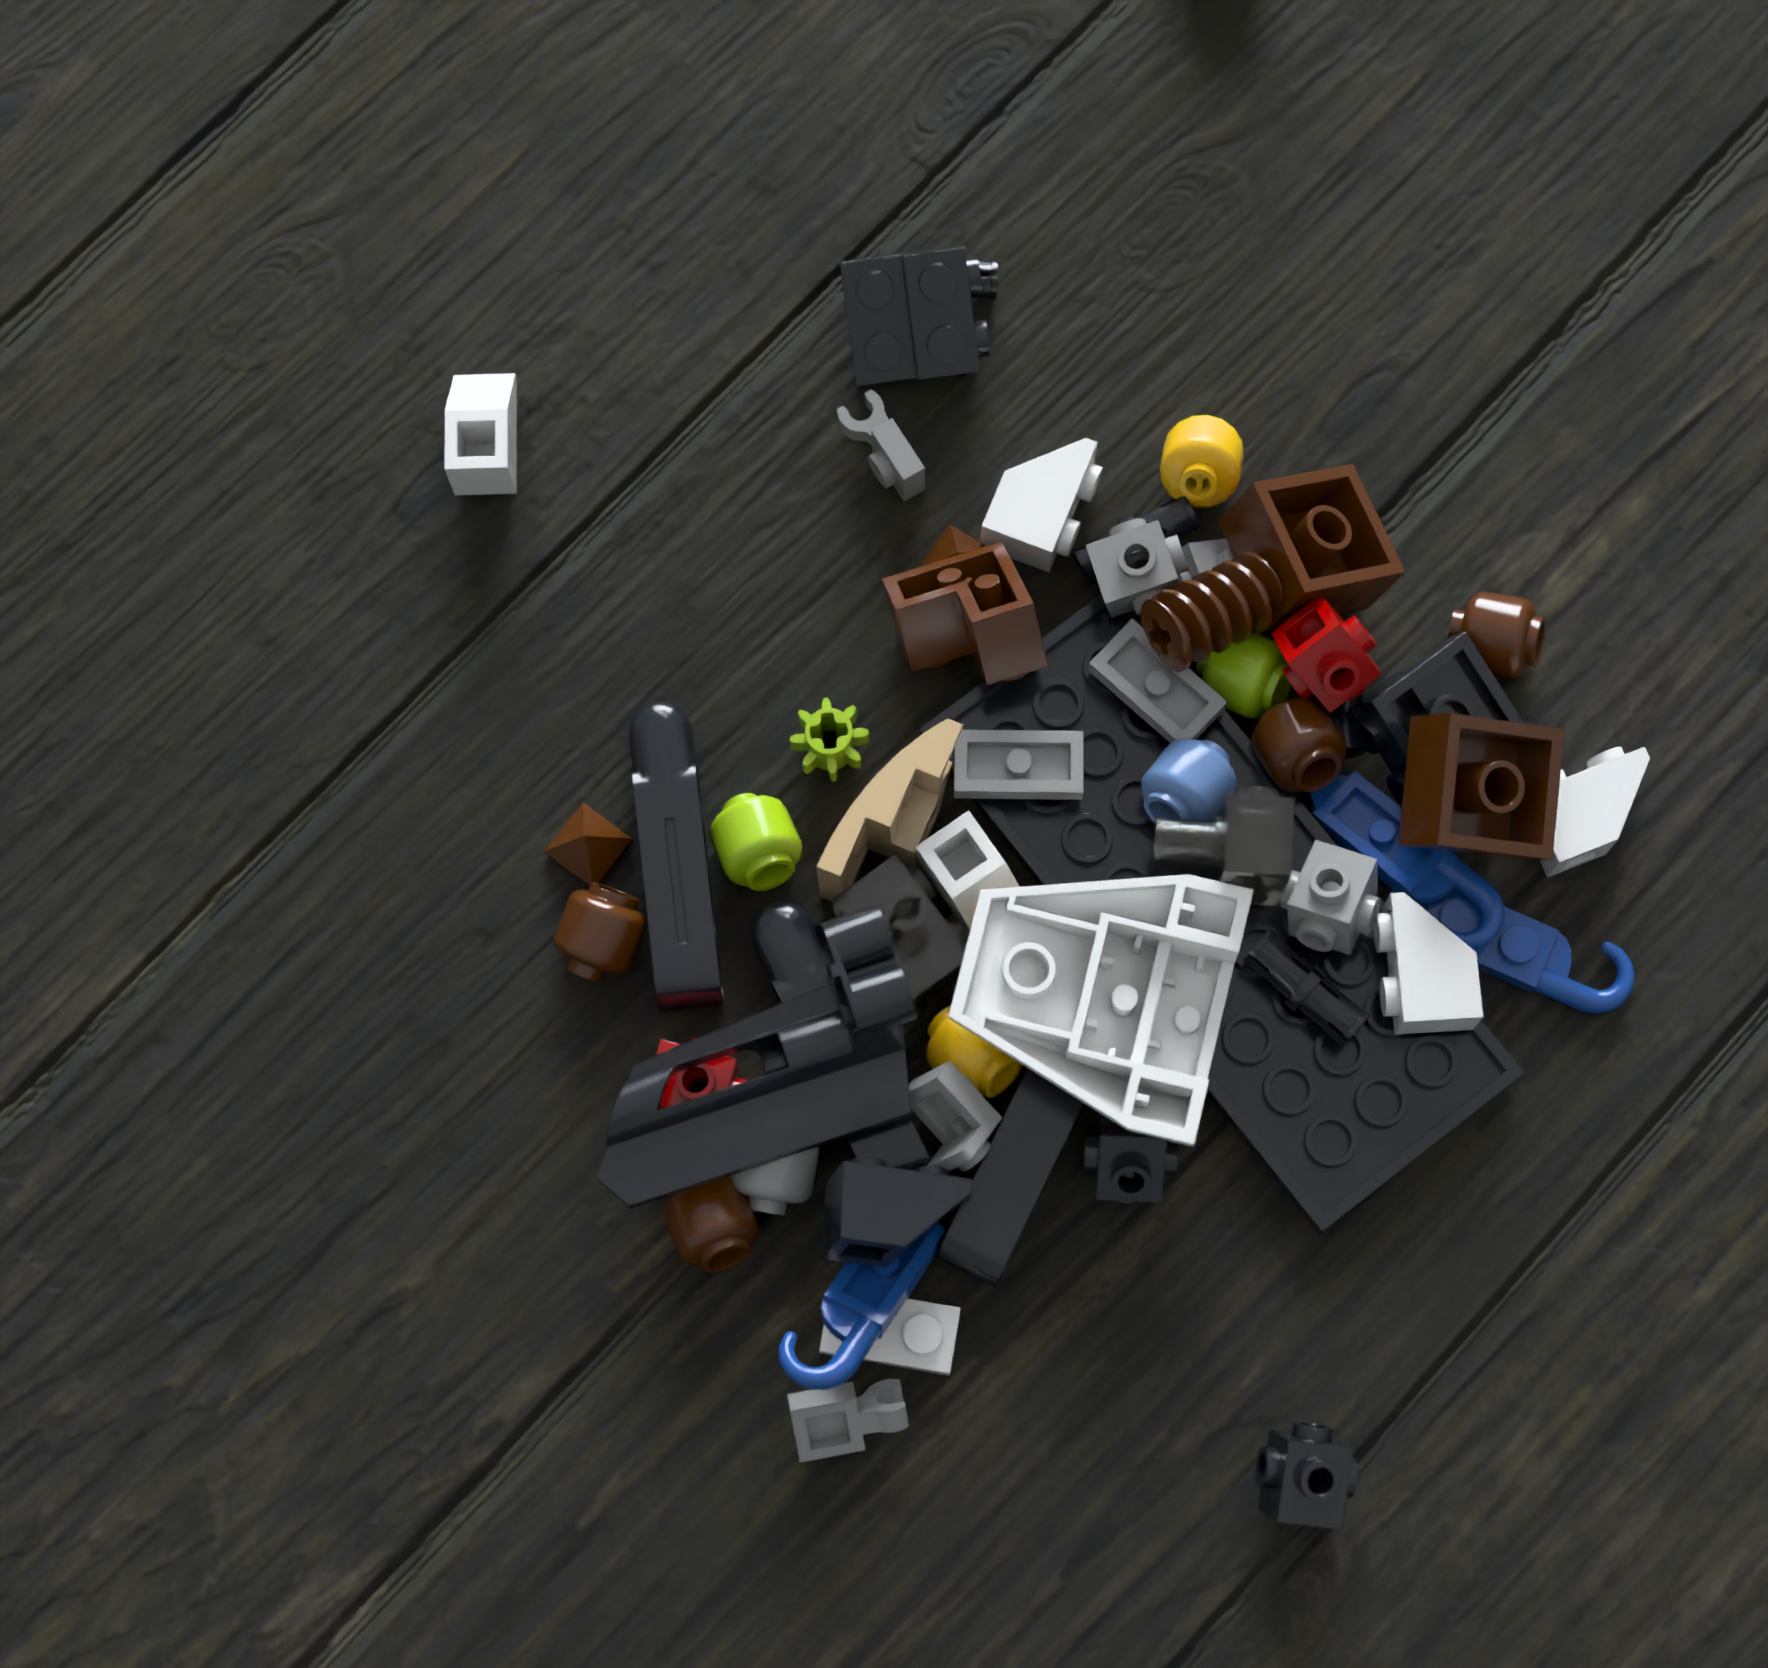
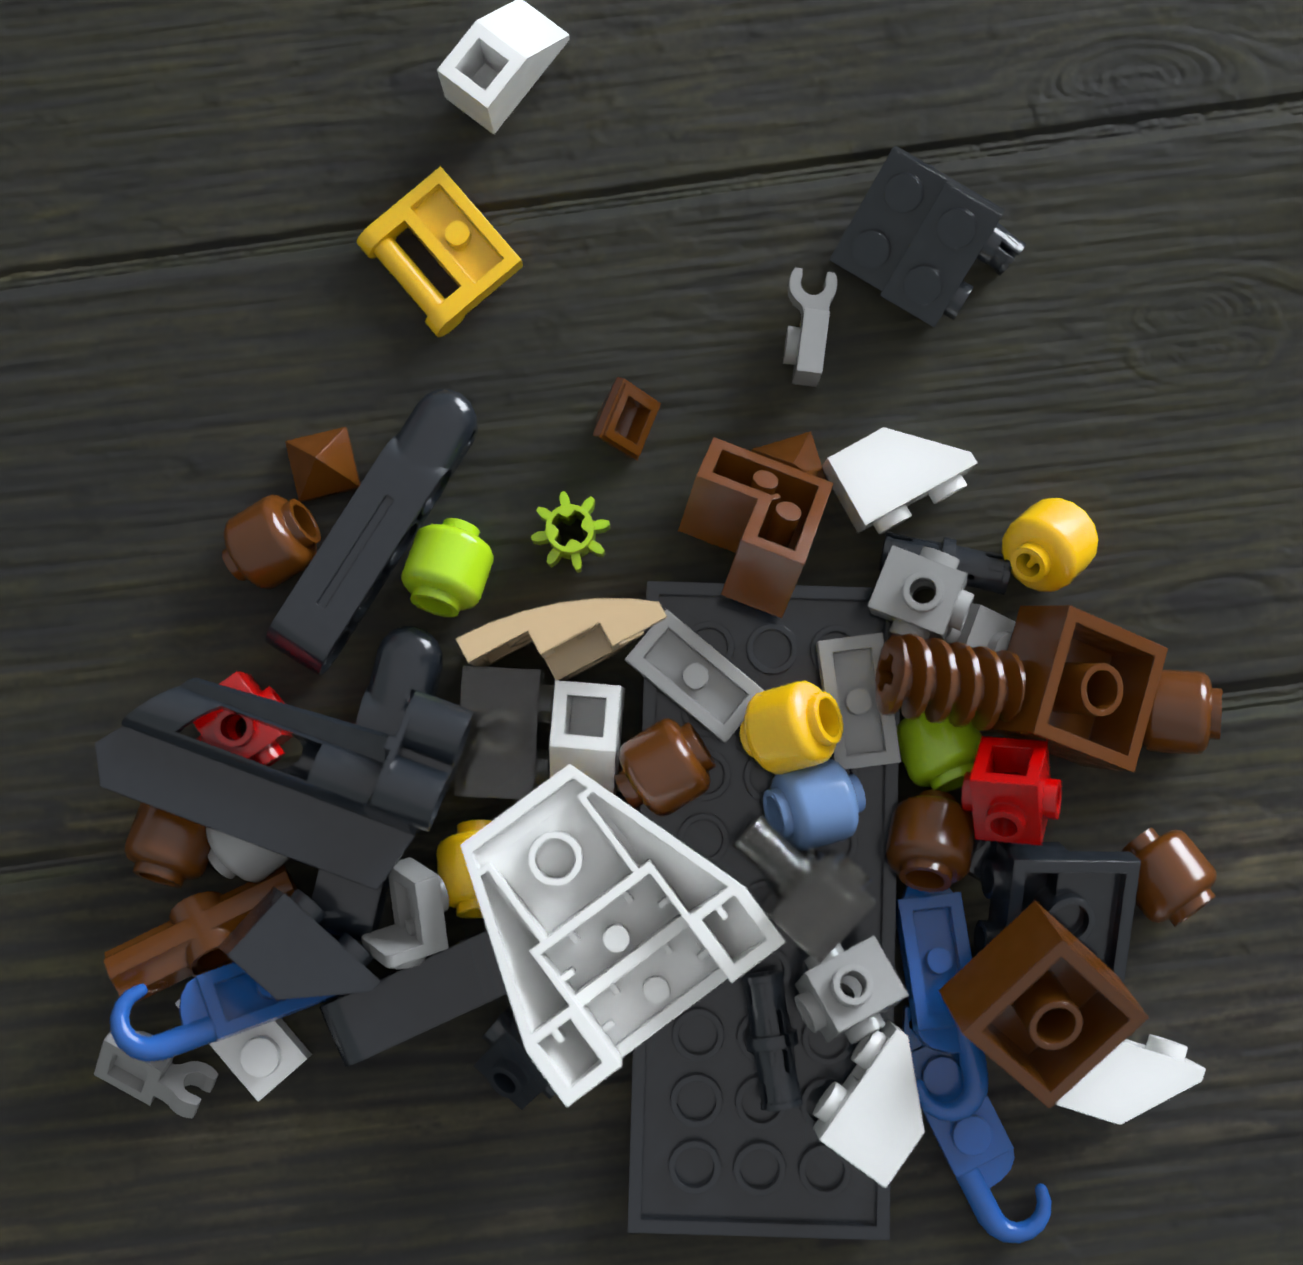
camera: 35 degrees right, 10 degrees up
(550, 591) = (457, 240): none -> yellow plate
(791, 1283) = (190, 939): none -> reddish brown piece
(799, 622) = (626, 418): none -> reddish brown slope
(1053, 844) = (664, 767): none -> reddish brown head
(1123, 737) = (791, 727): none -> yellow head
(1407, 506) = (1184, 714): none -> reddish brown head

